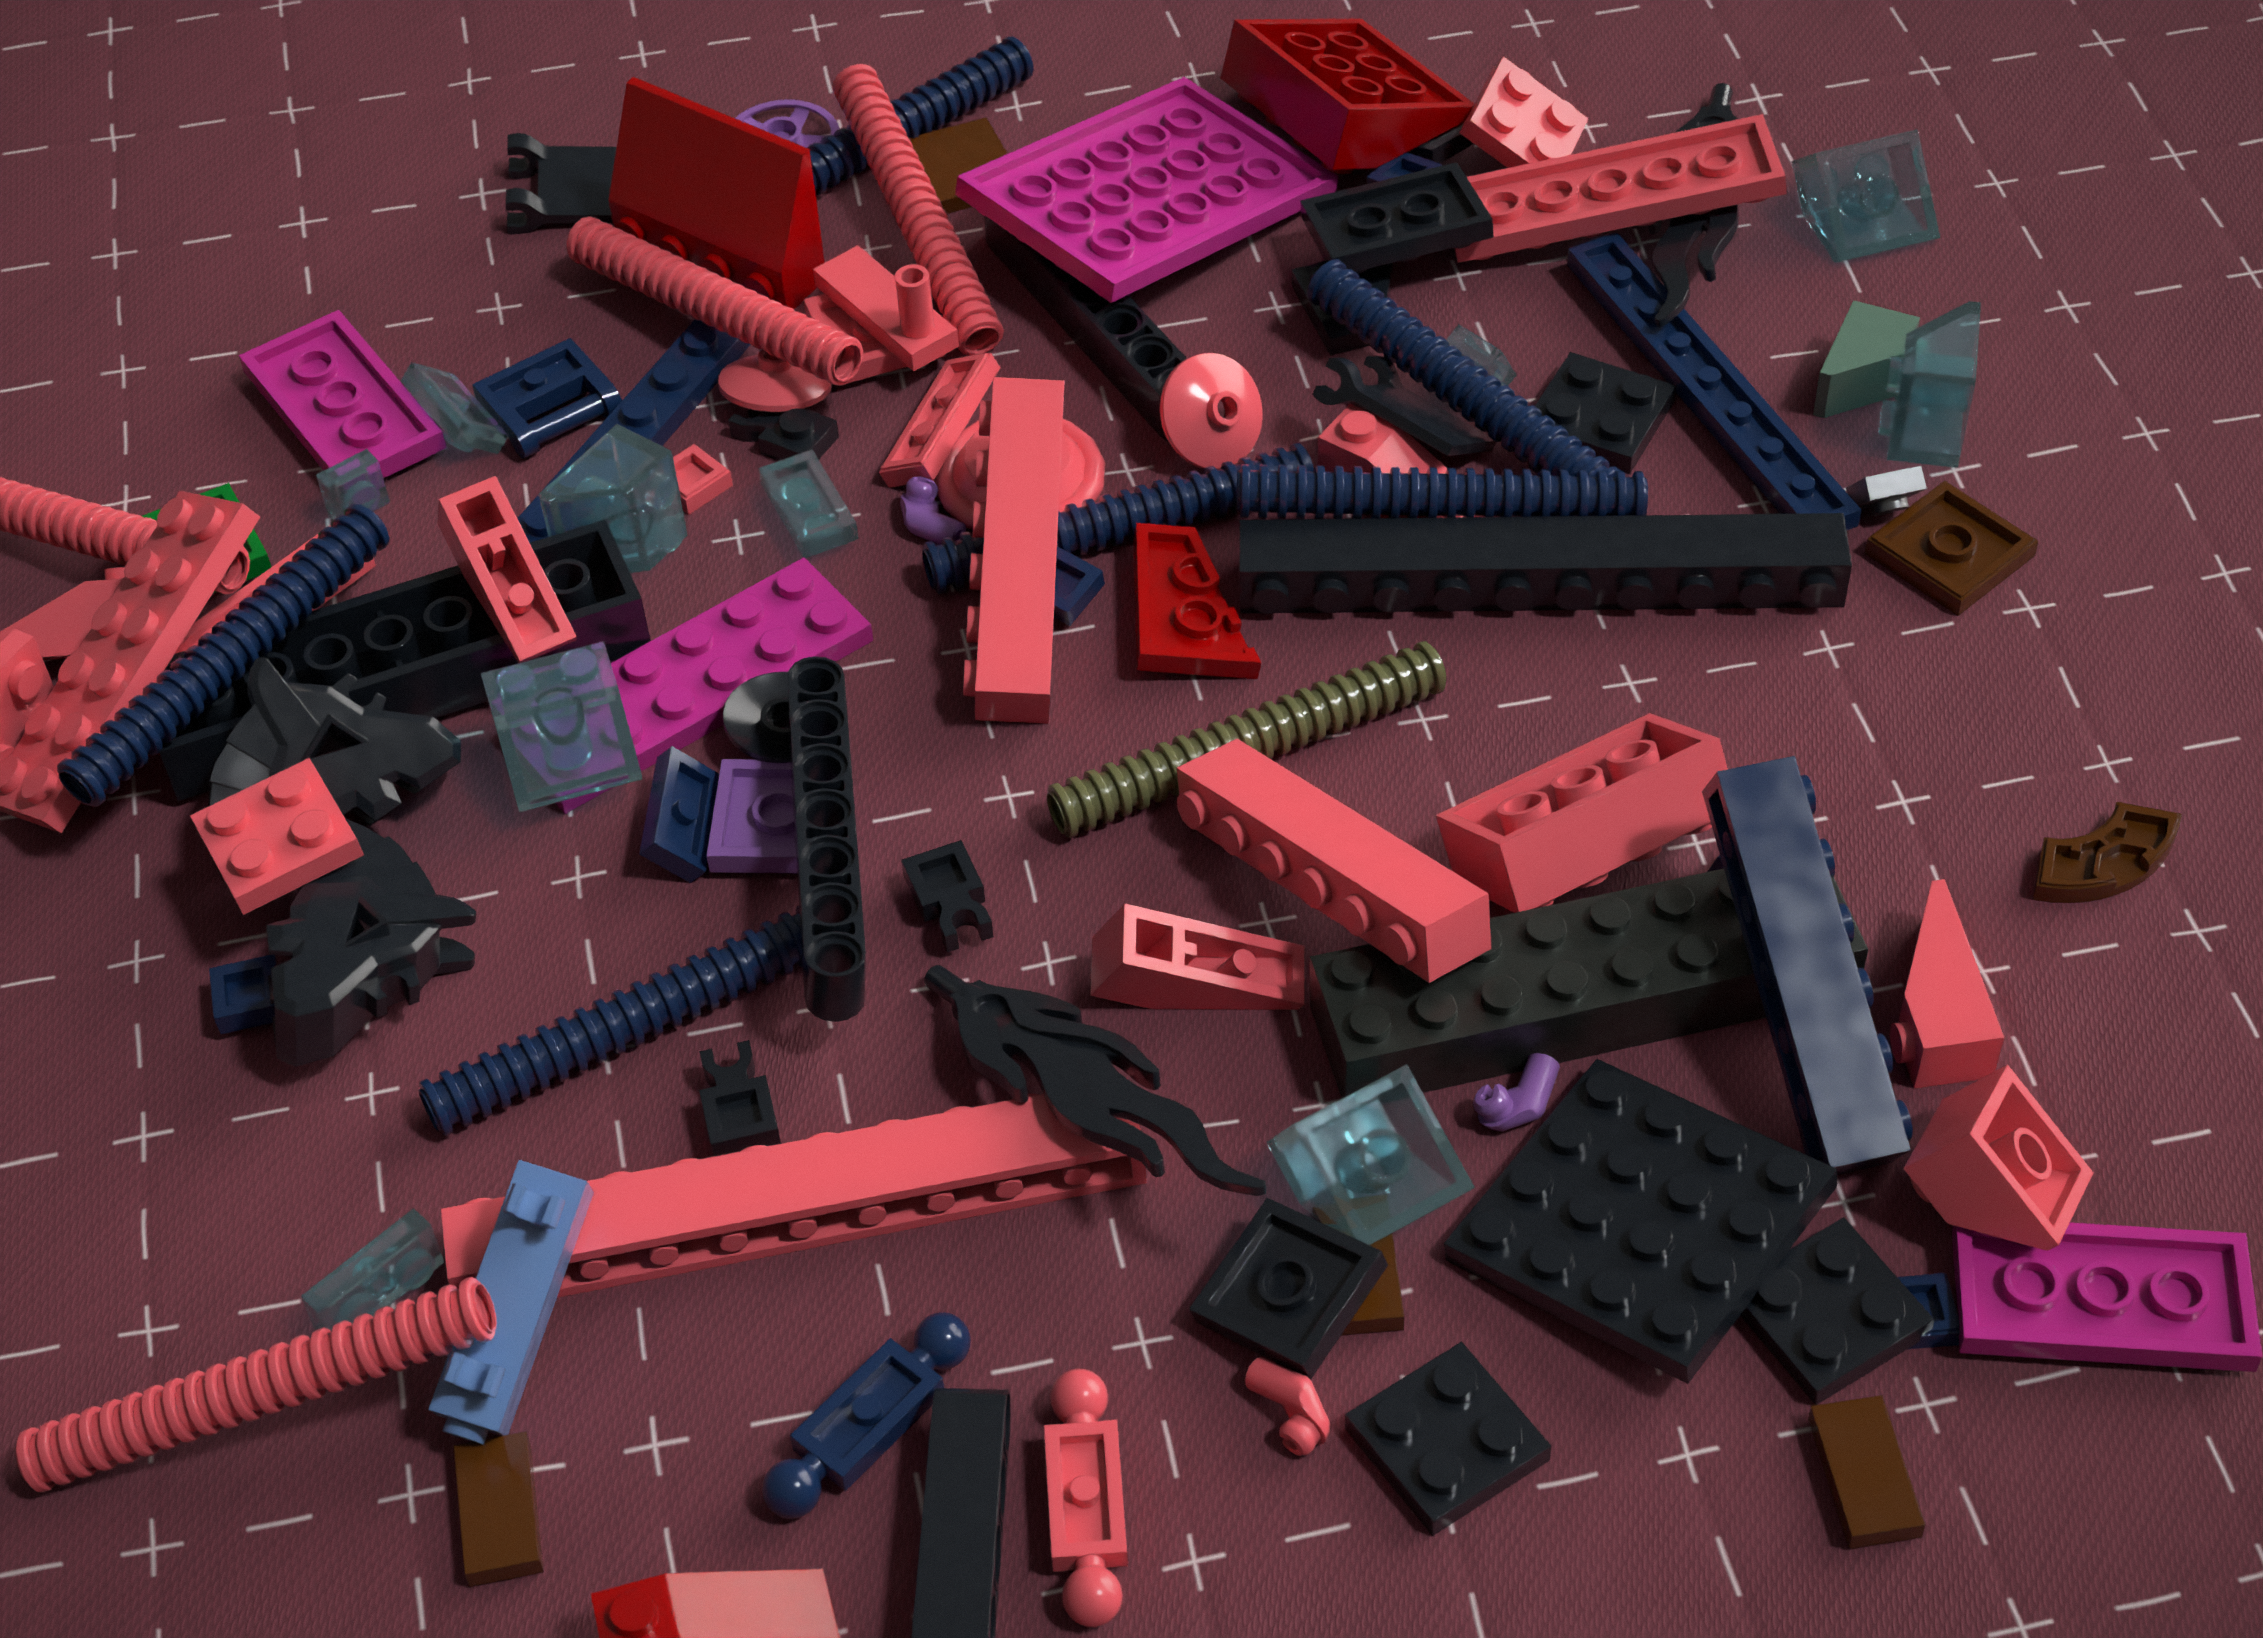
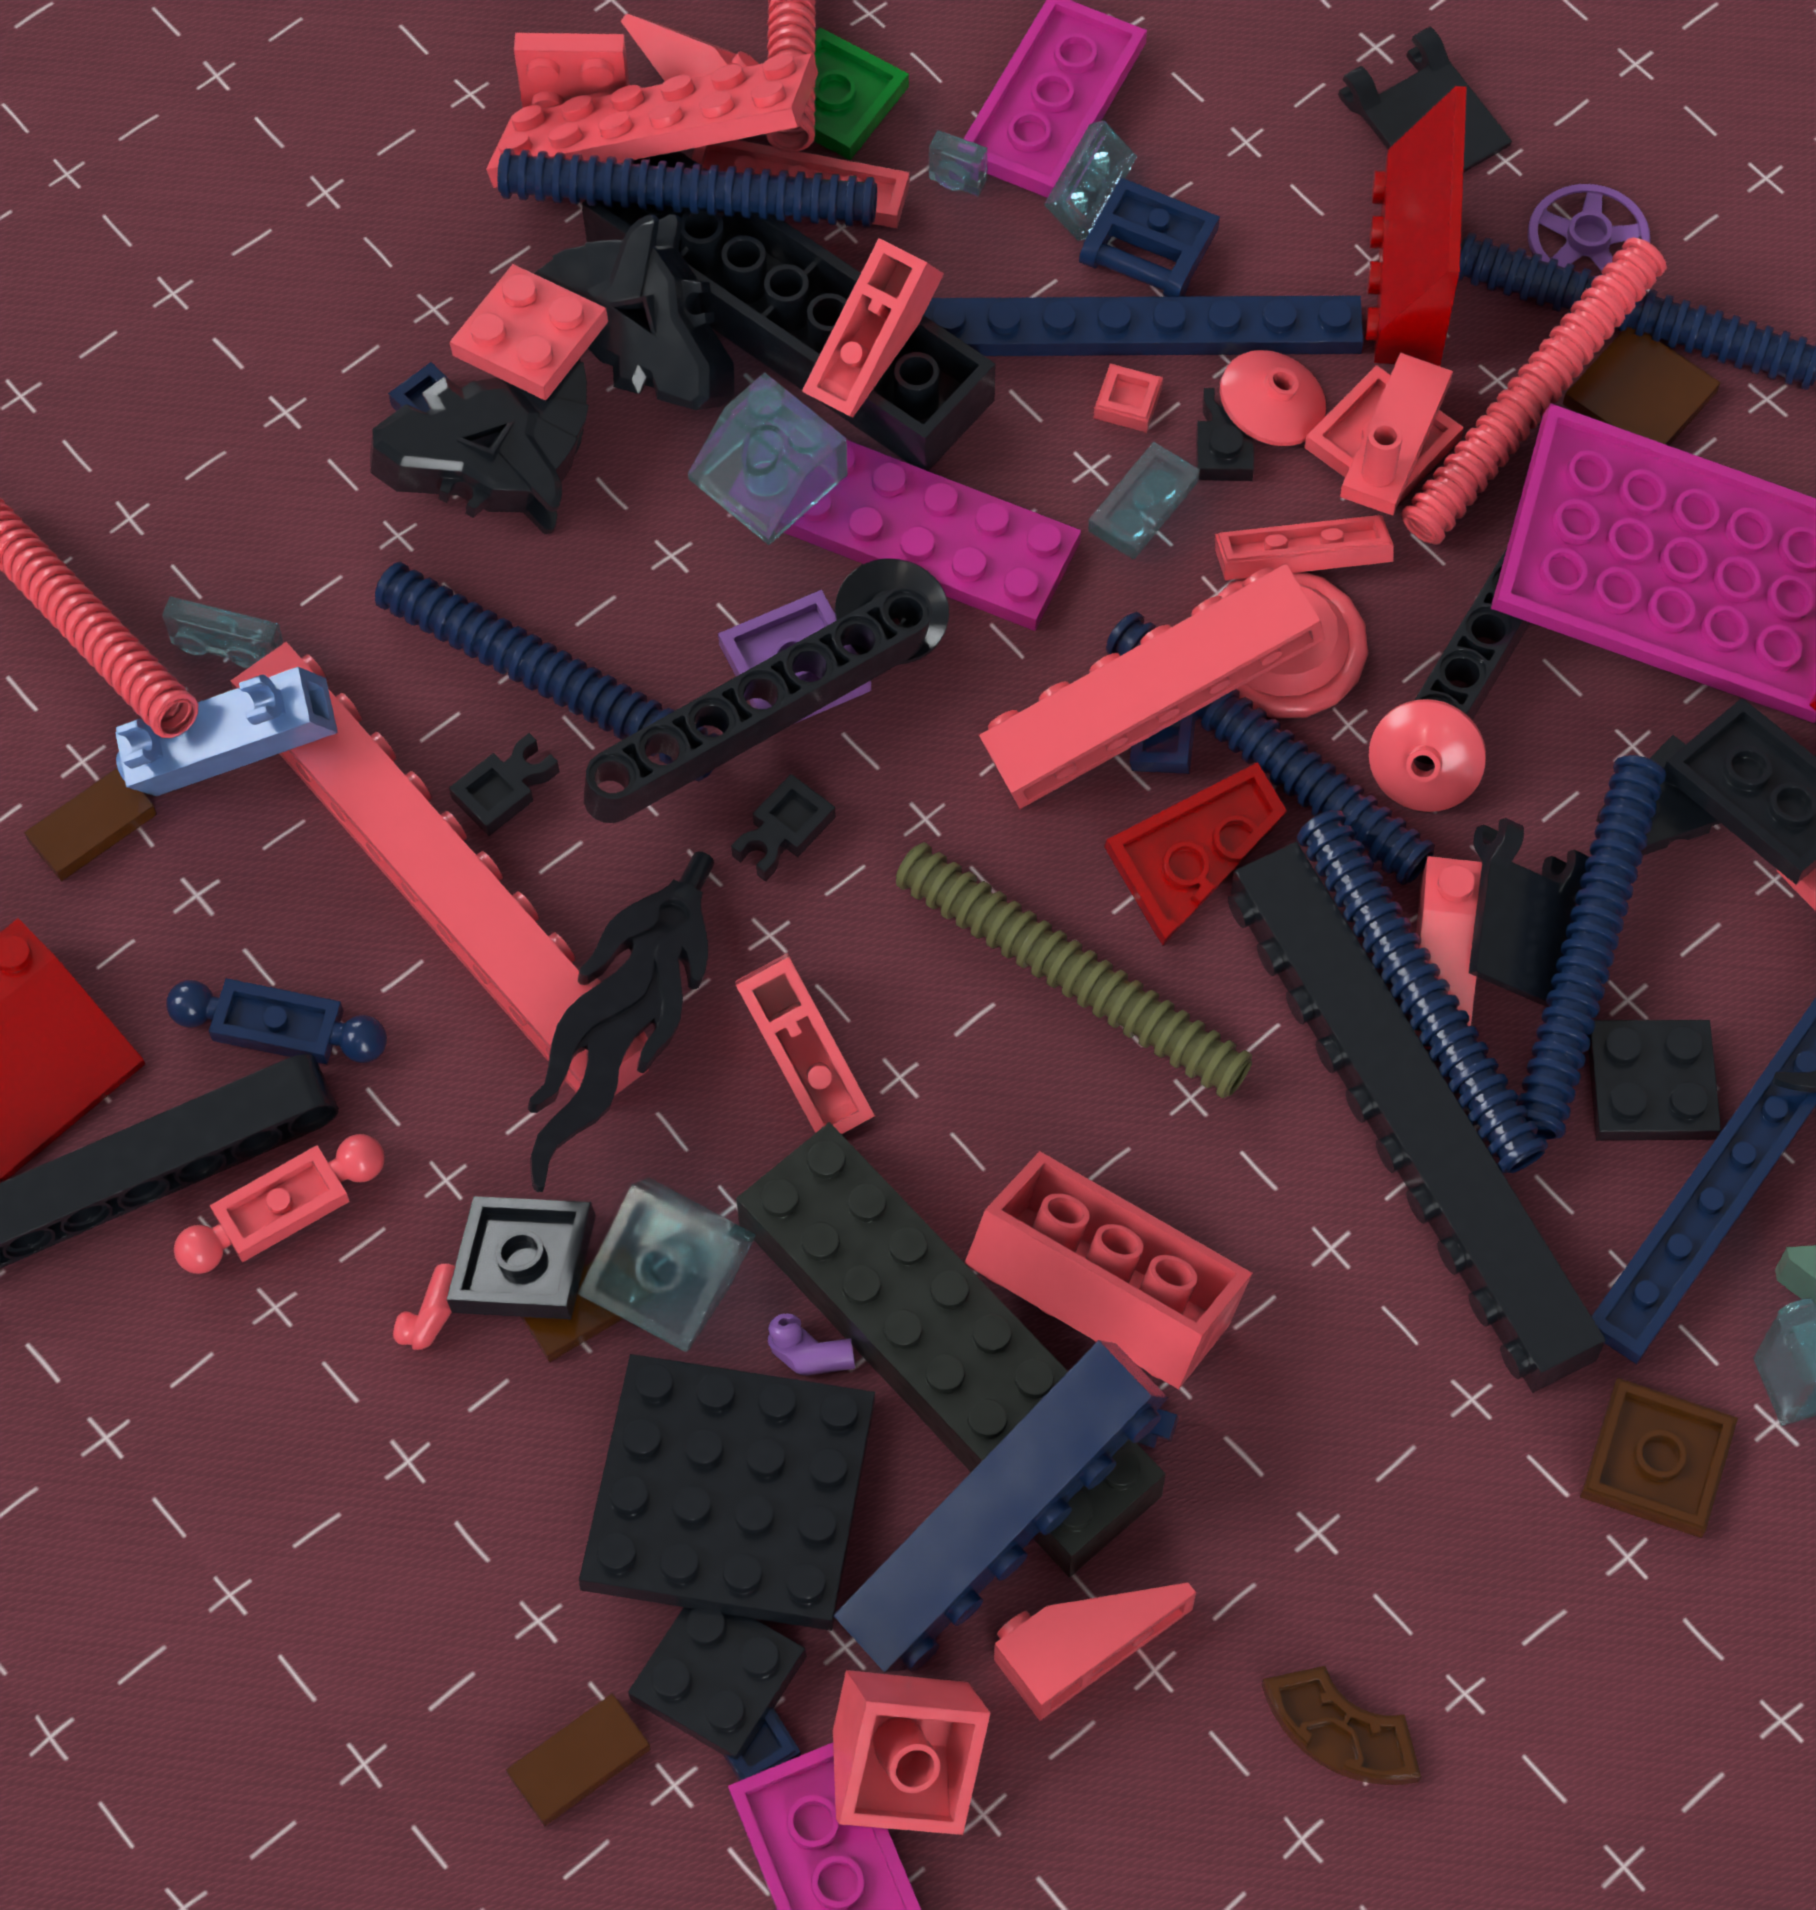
camera: 60 degrees right, 15 degrees up
(628, 485) = (1033, 360): clear light blue slope -> none
(679, 814) = (752, 589): dark blue plate -> none
(716, 301) = (1310, 300): coral piece -> none
(922, 512) = (1190, 590): medium lavender arm -> none
(1335, 860) = (933, 1090): coral brick -> none
(1447, 1438) = (460, 1436): black plate -> none
(1482, 354) = (1645, 946): clear light blue plate -> none
(1888, 490) = (1685, 1369): plate -> none

